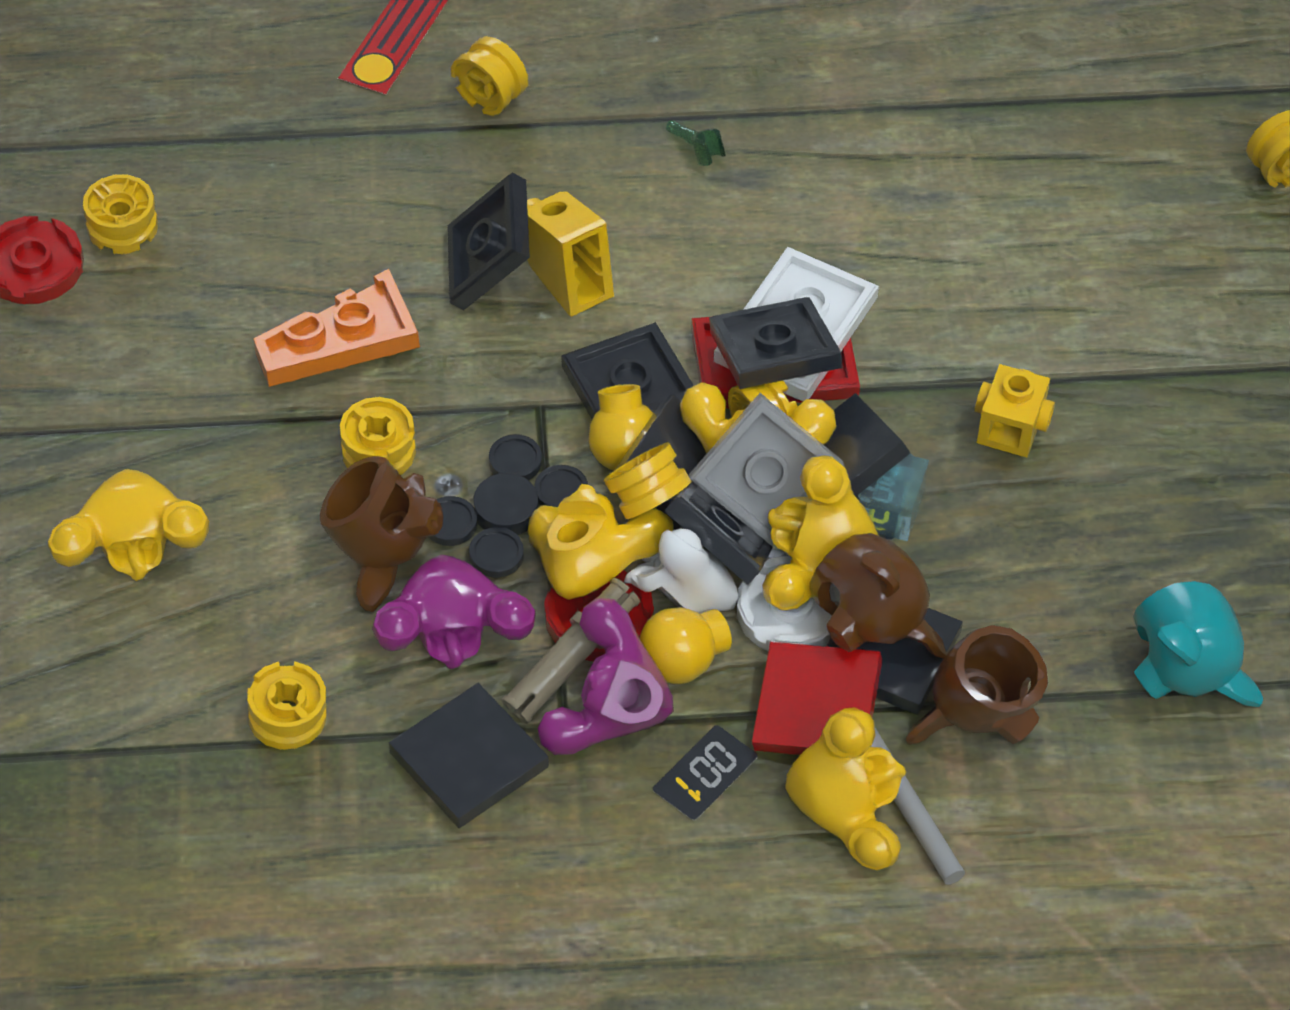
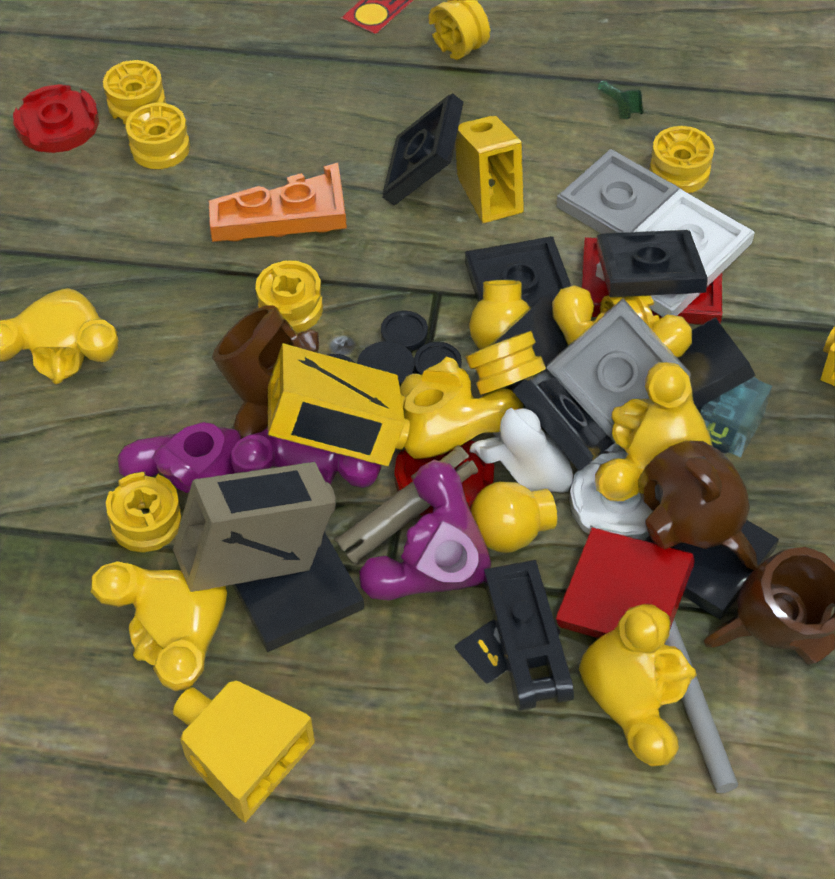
camera: 15 degrees right, 0 degrees up
(166, 265) = (158, 135): none -> yellow wheel
(333, 641) = (182, 457): none -> magenta head
(356, 808) = (169, 622): none -> yellow head
(426, 698) = (253, 525): none -> dark tan brick
(462, 919) = (242, 742): none -> yellow torso
(476, 555) = (336, 405): none -> yellow brick
(716, 262) = (615, 194): none -> light grey tile
(726, 761) = (527, 633): none -> black plate
(781, 207) = (683, 157): none -> yellow wheel

